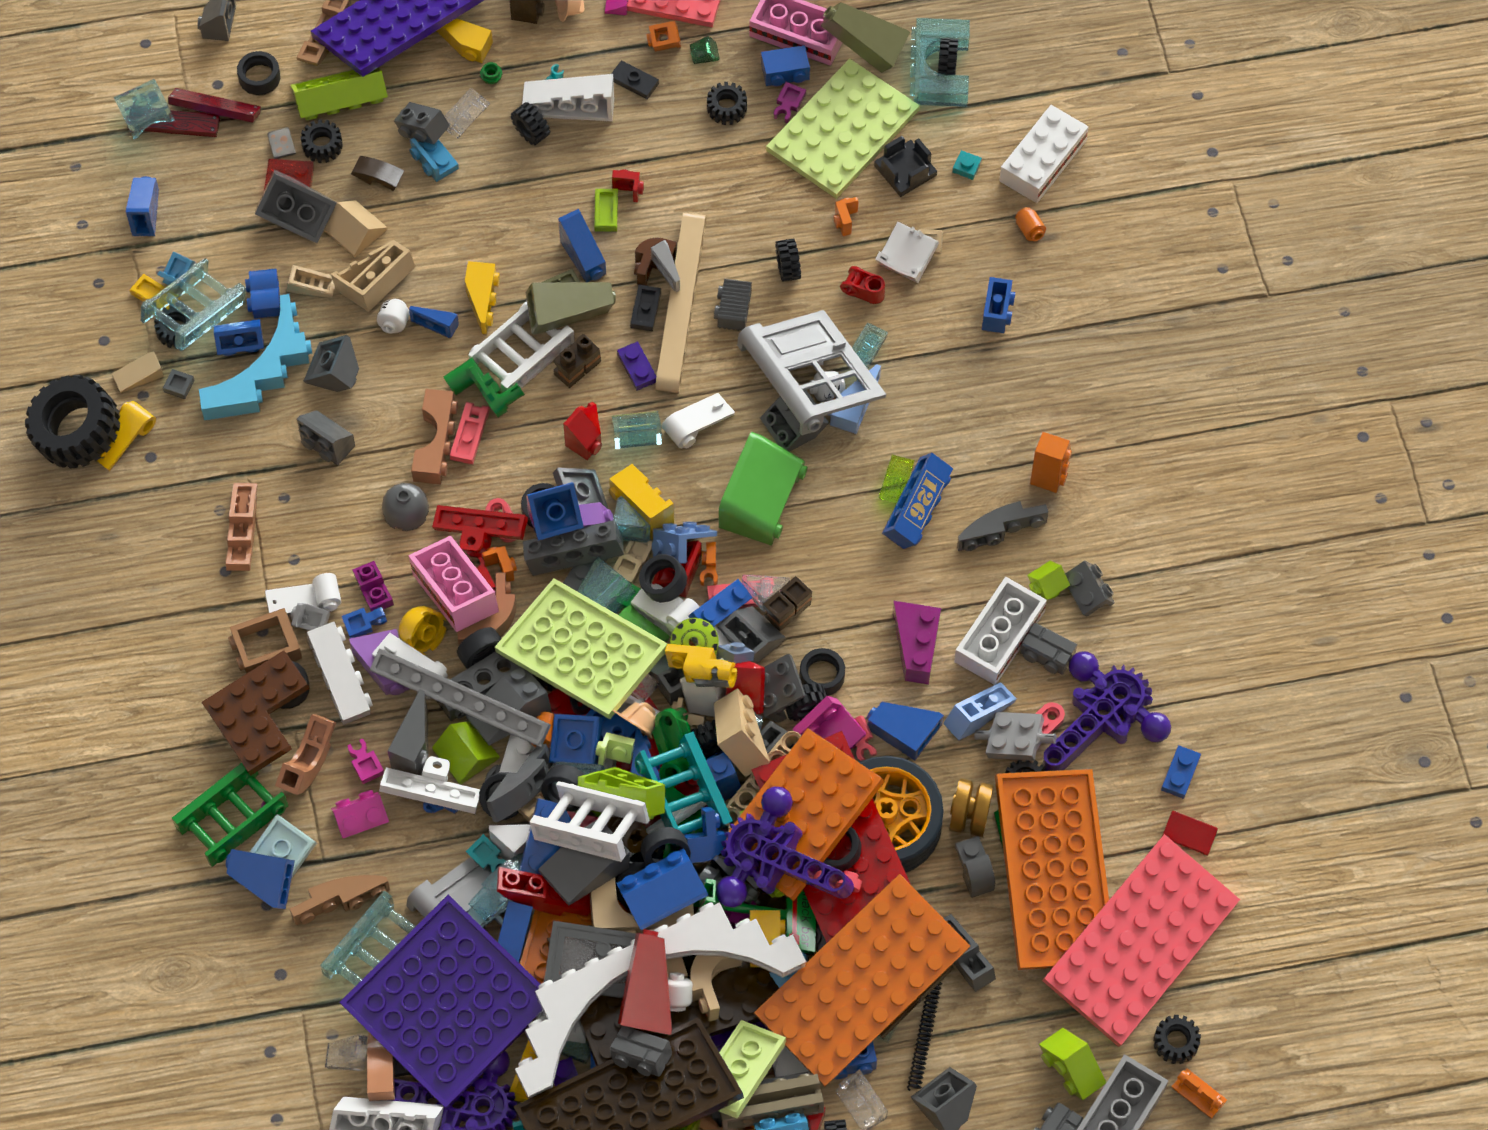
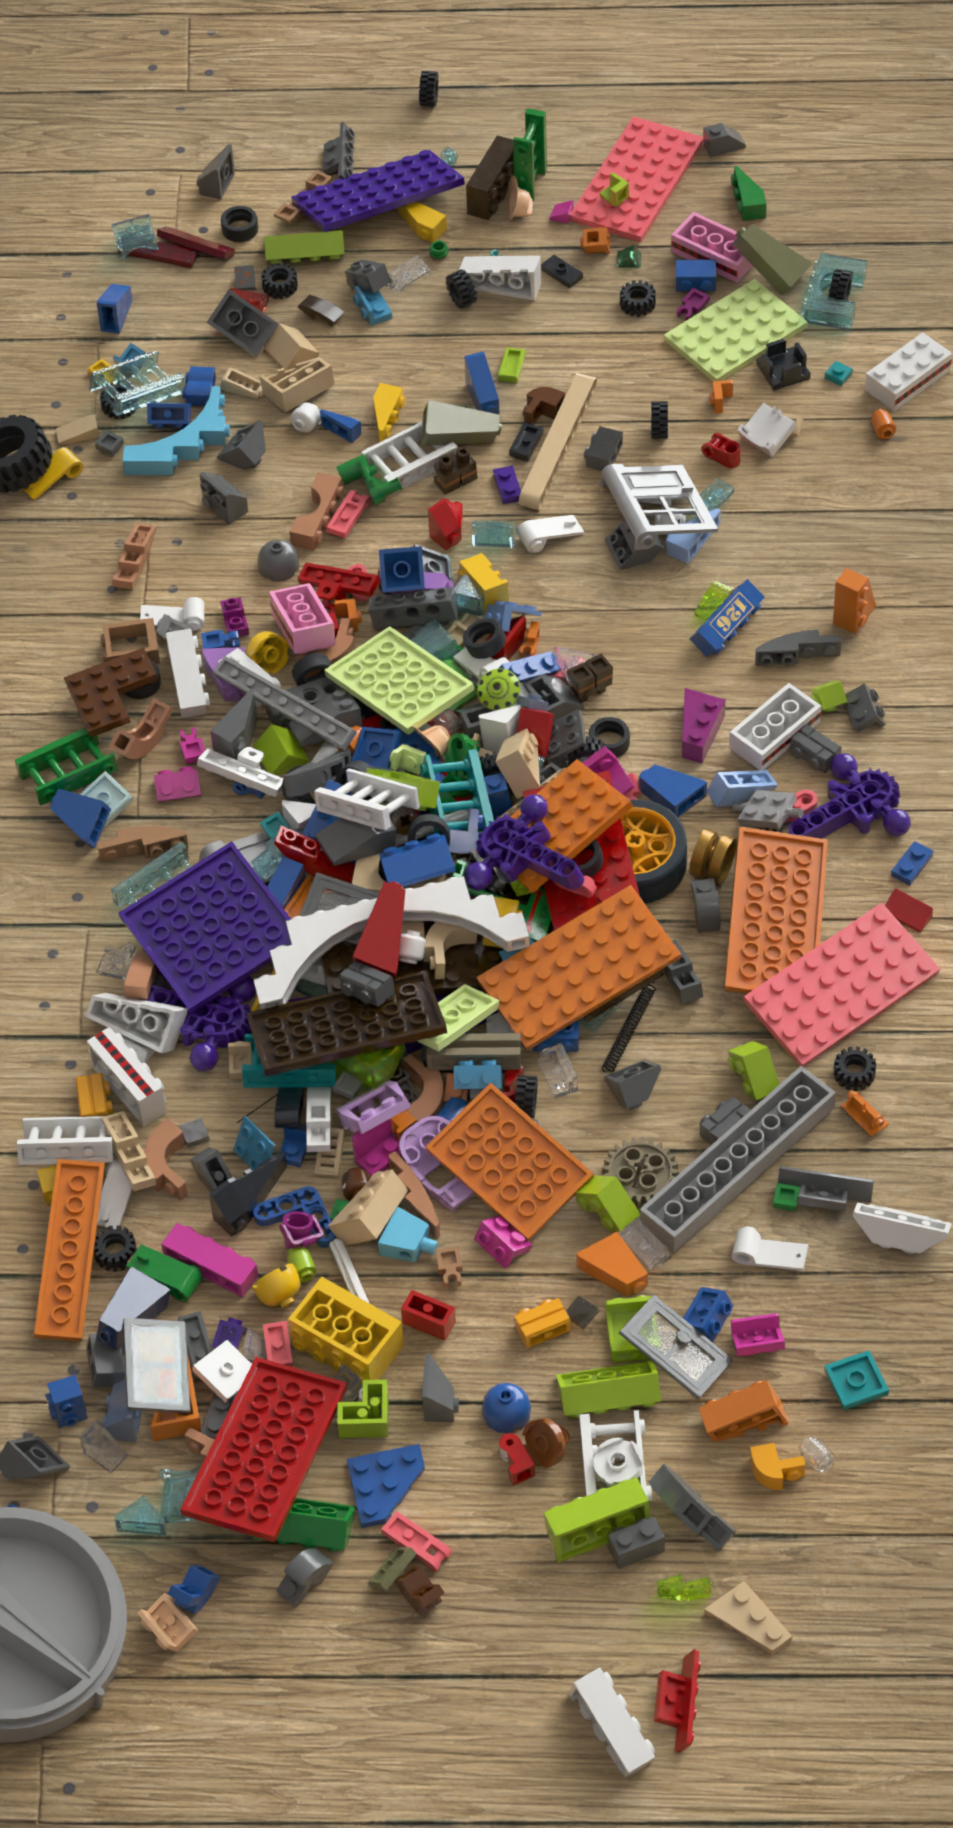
camera: 15 degrees right, 10 degrees down
(628, 181) = (535, 344): red bracket -> none
(664, 262) = (548, 402): light grey slope -> none
(701, 666) = (498, 704): yellow plate -> none
(760, 489) = (587, 588): bright green windscreen -> none
(997, 303) = (836, 479): blue brick -> none

